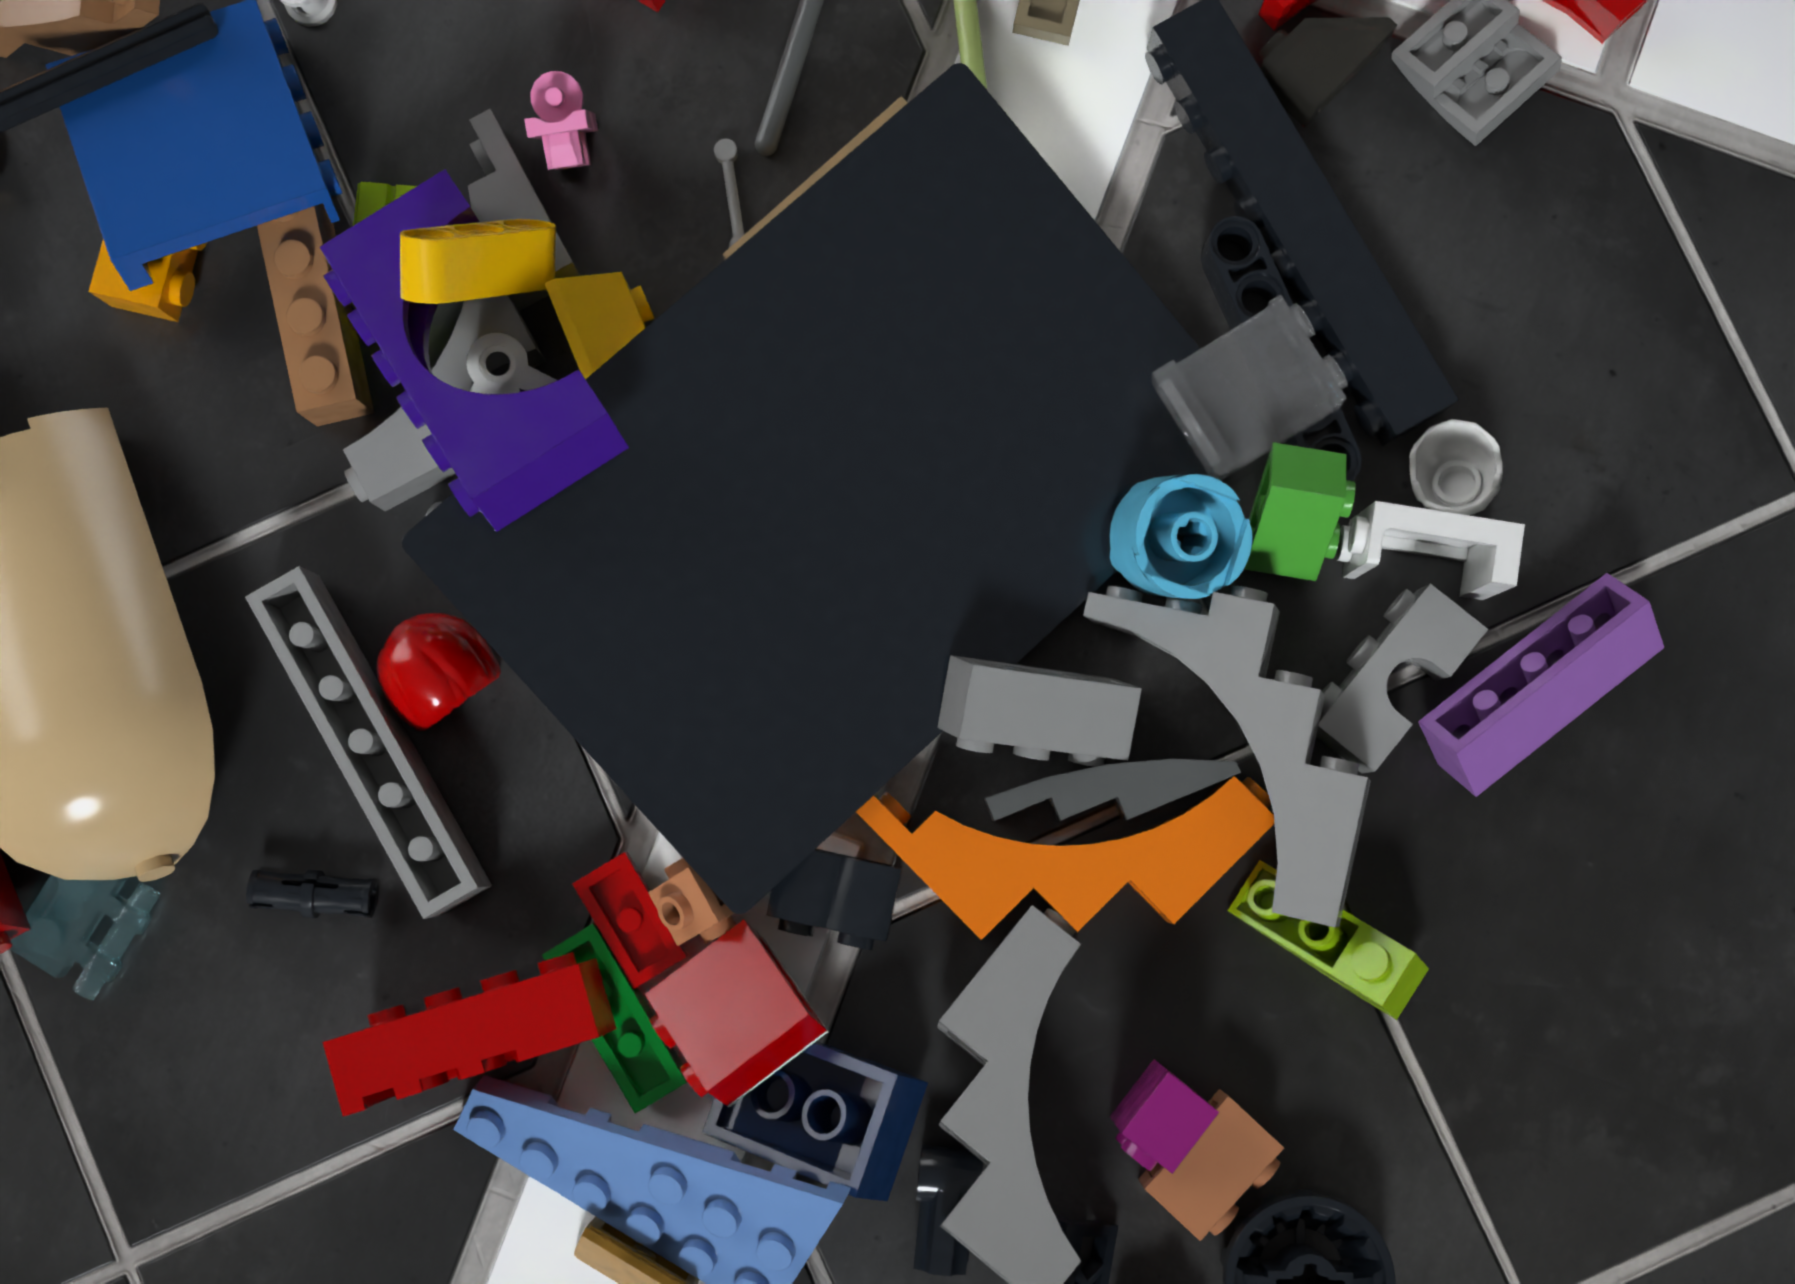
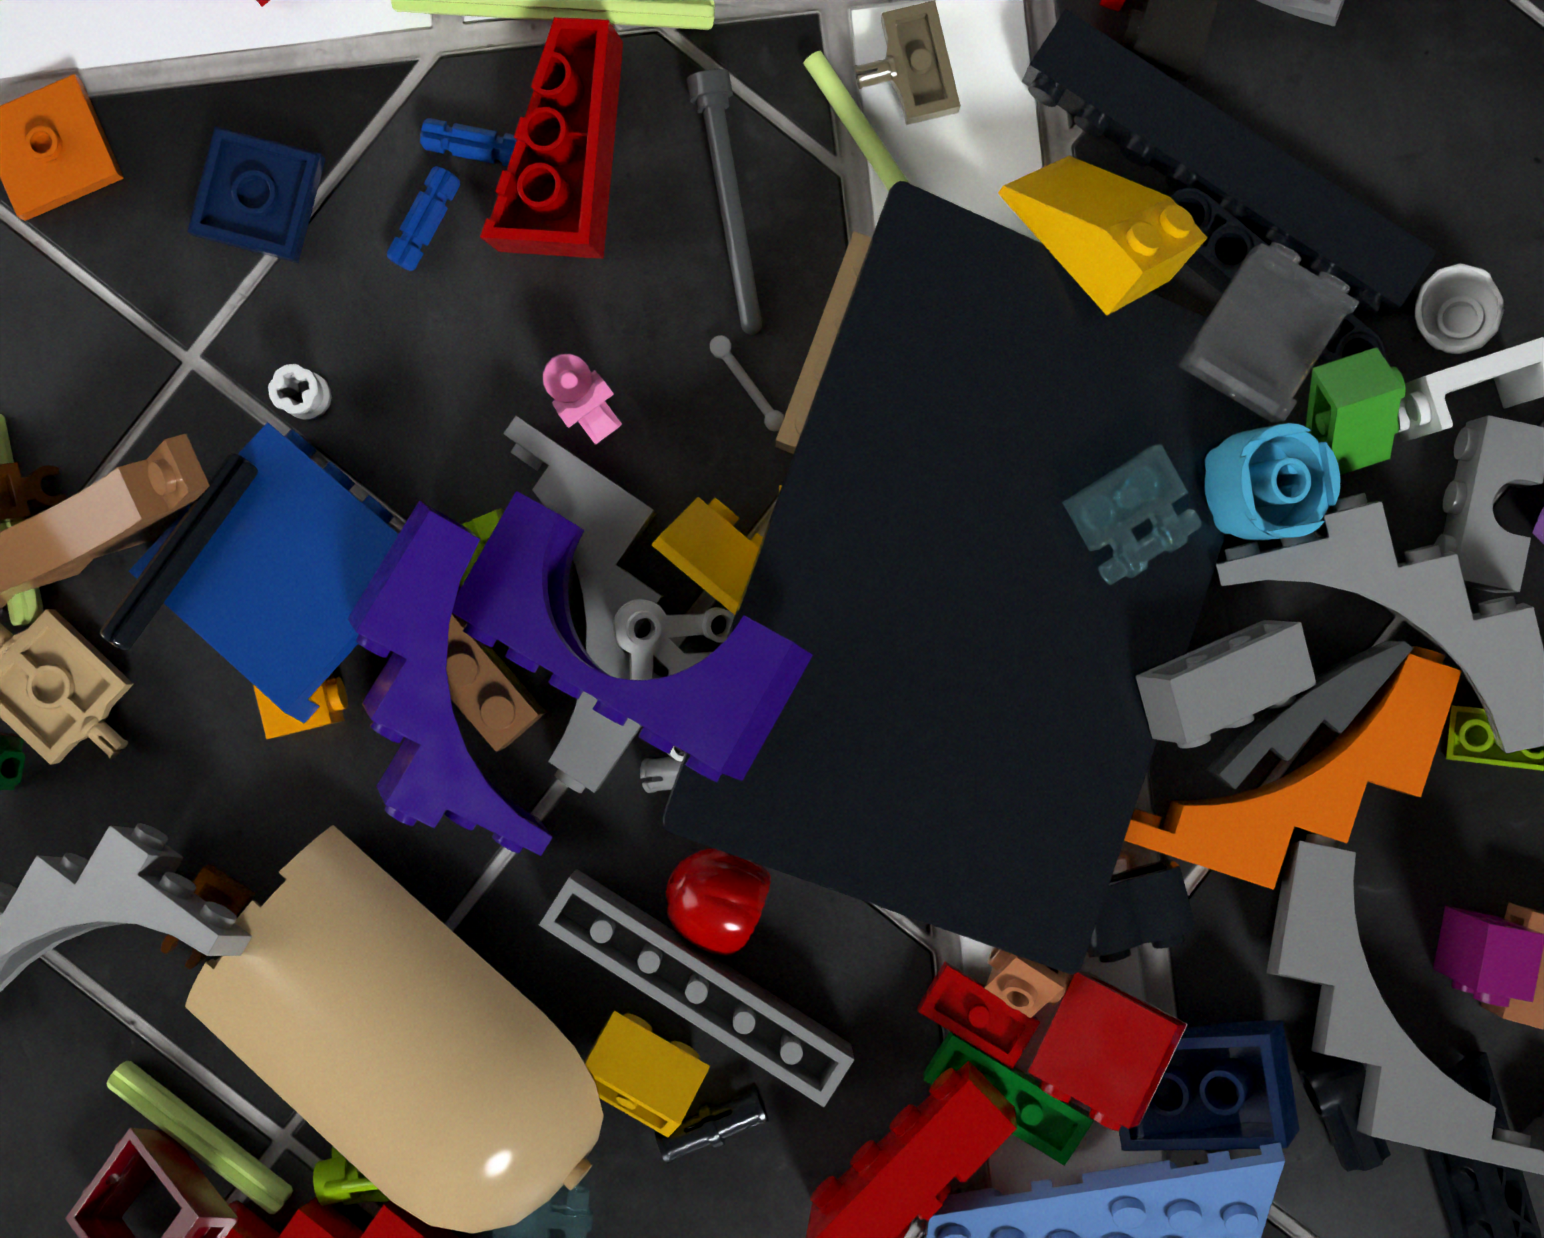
camera: 25 degrees left, 5 degrees up
(230, 393) = (410, 614): none -> dark purple arch
(271, 801) = (645, 1072): none -> yellow brick
(476, 260) = (589, 557): yellow beam -> none
(1028, 477) = (1125, 499): none -> clear light blue plate
(1143, 217) = (1105, 229): none -> yellow slope

